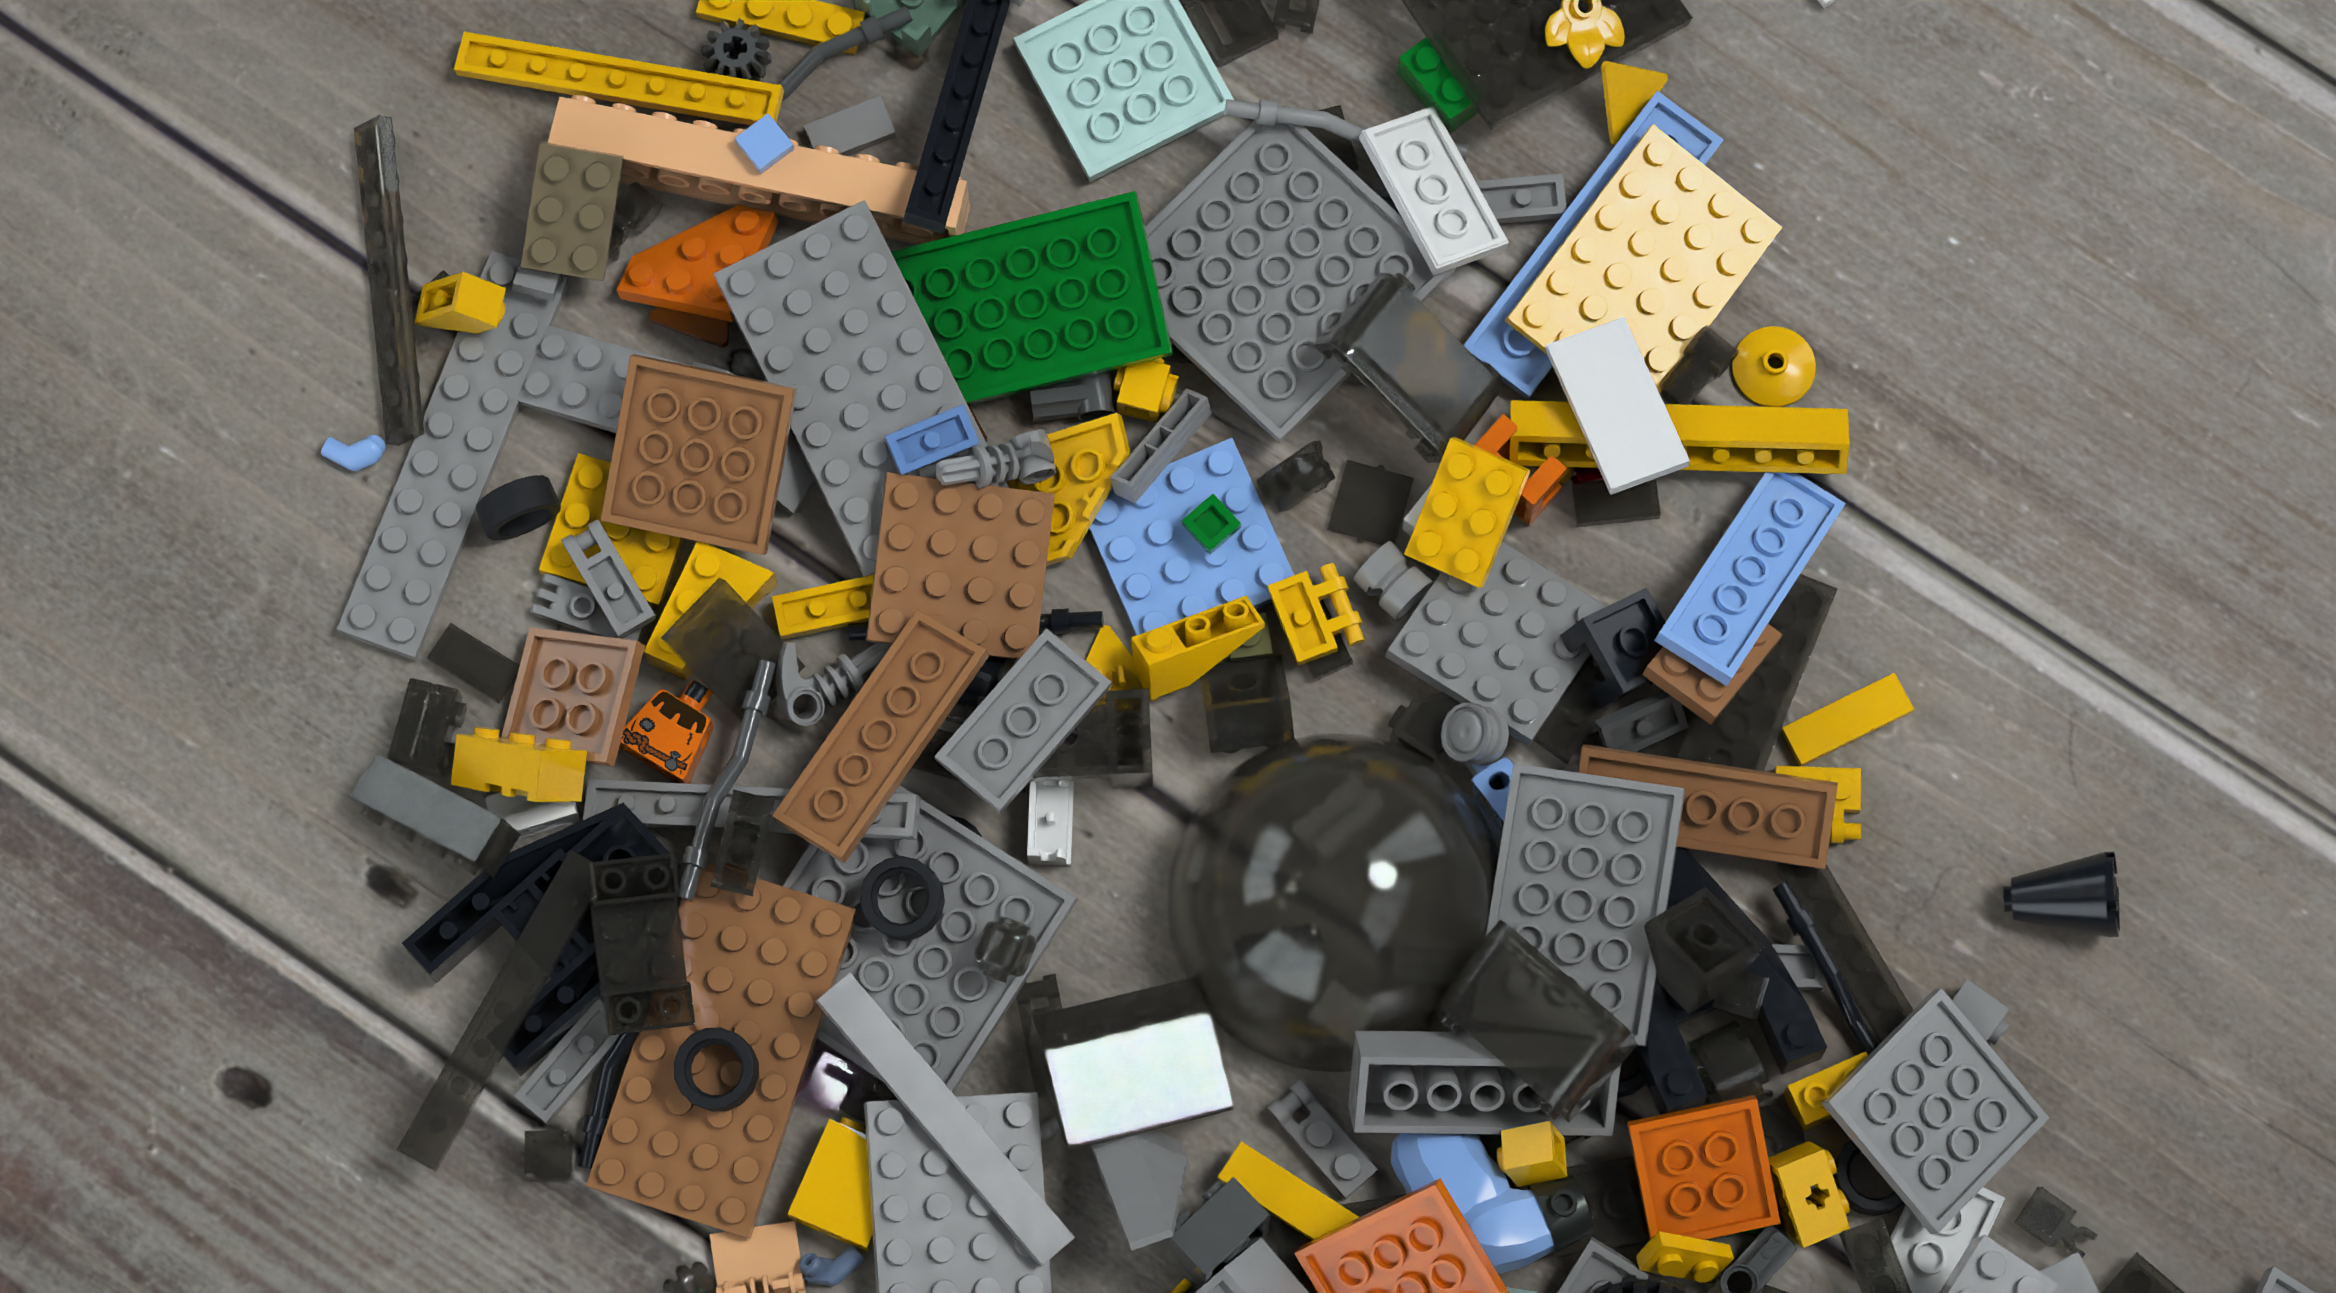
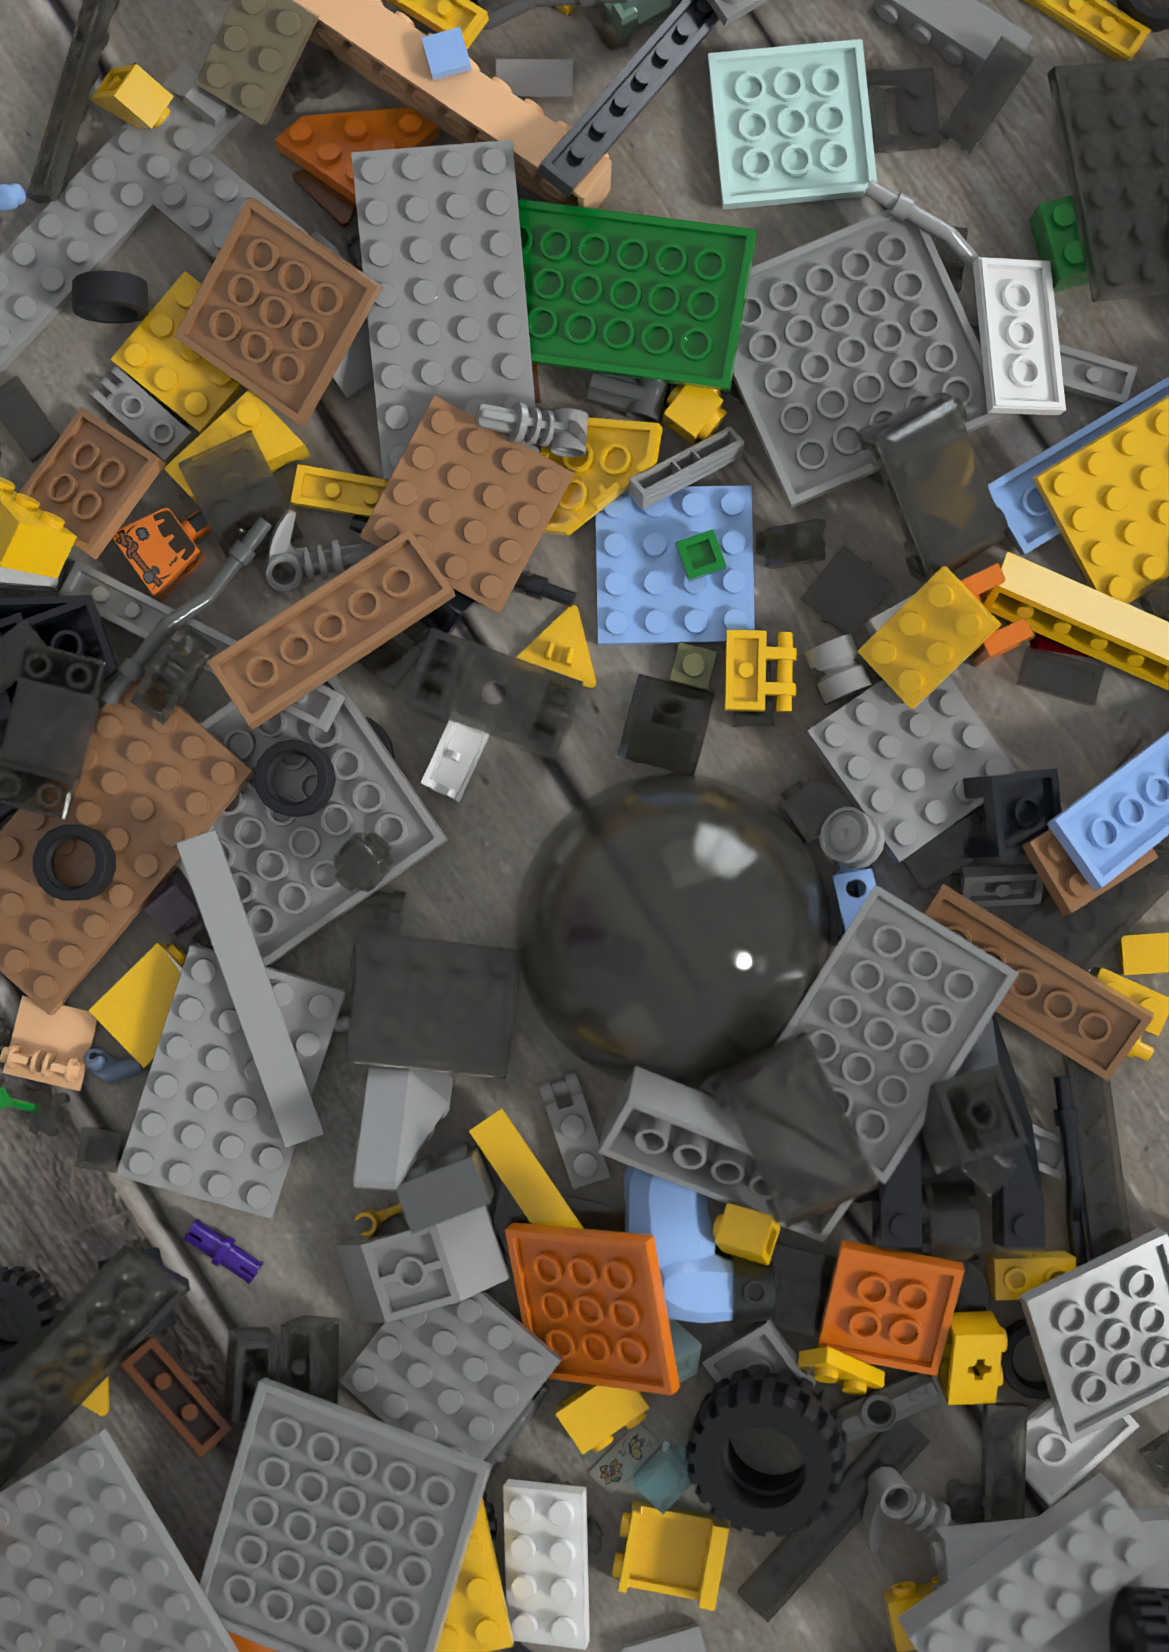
camera: 25 degrees right, 10 degrees up
(609, 580) = (161, 393): light grey plate -> none
(931, 440) = (485, 382): medium blue plate -> none
(1023, 721) = (460, 666): light grey plate -> none
(1190, 647) = (640, 655): yellow slope -> none
(1617, 405) = (1101, 596): white tile -> none

